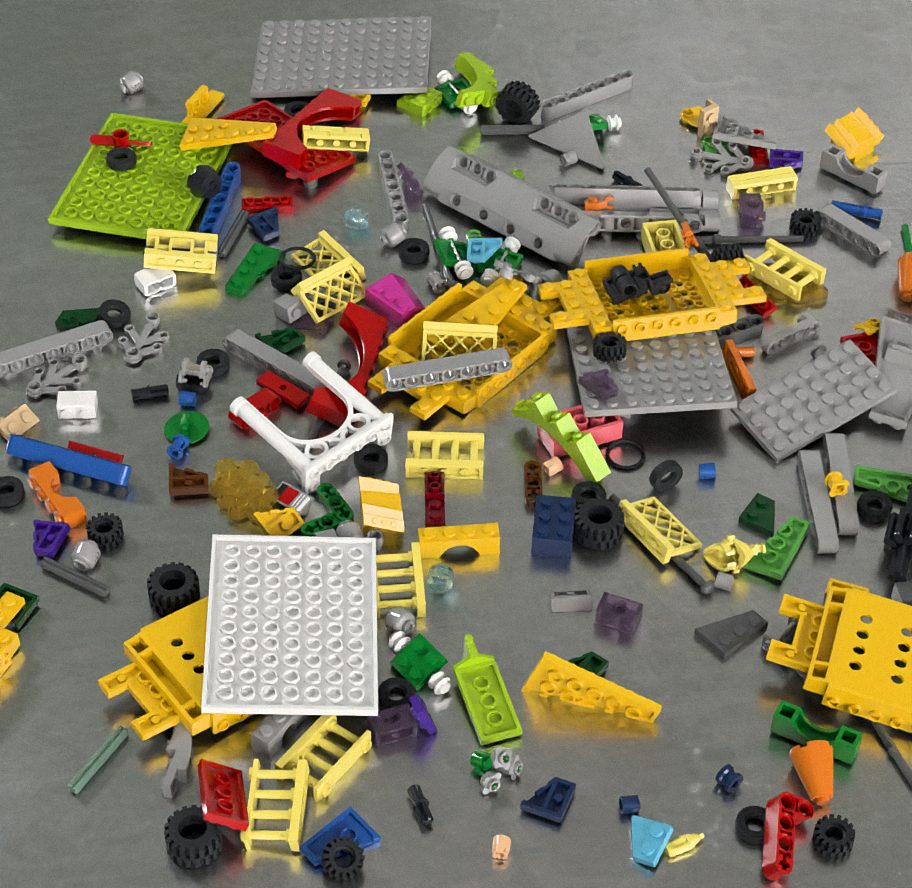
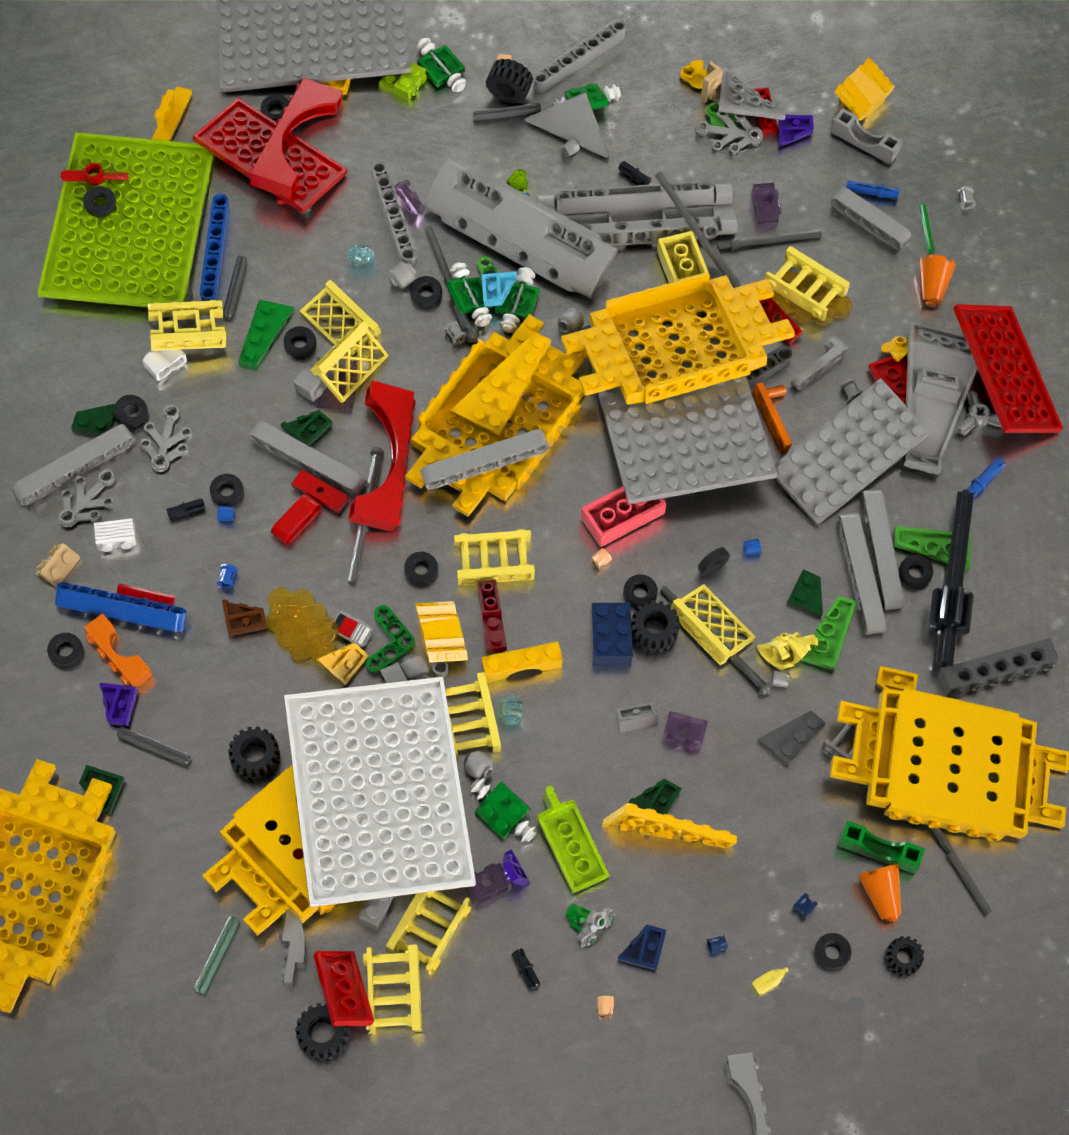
camera: 10 degrees left, 20 degrees up
(85, 555) = (160, 721): light grey head -> none
(105, 522) = (176, 699): black tyre -> none
(131, 82) = (89, 85): light grey head -> none
(187, 423) = (230, 547): green shield -> none
(203, 371) = (235, 482): light grey piece -> none
(204, 182) = (196, 232): black cone -> none
(215, 354) = (245, 452): black tyre -> none
(218, 132) = (196, 157): yellow wing -> none
(261, 204) = (263, 243): red tile -> none
(265, 223) = (267, 271): dark blue wing -> none
(301, 267) = (307, 331): black tyre -> none
(307, 467) = (423, 534): white arch -> none
(335, 138) = (323, 149): light yellow brick -> none
(346, 824) = (457, 1013): blue wing -> none
(346, 845) = (451, 1039): black tyre -> none
(391, 684) = (495, 839): black tyre -> none
(393, 299) = (418, 363): dark pink wedge -> none
(457, 330) = (486, 407): light yellow fence -> none
(481, 79) = (469, 55): lime arch -> none
(508, 272) = (542, 316): light grey plant -> none
(537, 478) = (586, 574): reddish brown beam -> none
(561, 426) = (608, 523): lime arch -> none
(594, 203) = (607, 213): orange plate -> none
(599, 384) = (640, 467): clear purple wing -> none
(609, 347) = (644, 422): black tyre -> none
(625, 441) = (666, 548): black tyre -> none
(630, 284) = (659, 326): black plate -> none
(649, 840) = (738, 981): medium azure wing -> none
(688, 236) = (707, 252): orange plate -> none
(727, 252) = (749, 275): black tyre -> none
(762, 182) = (773, 163): light yellow brick -> none
(780, 820) = (857, 962): red beam -> none
(805, 222) = (820, 221): black tyre -> none
(836, 483) = (879, 557): yellow brick -> none

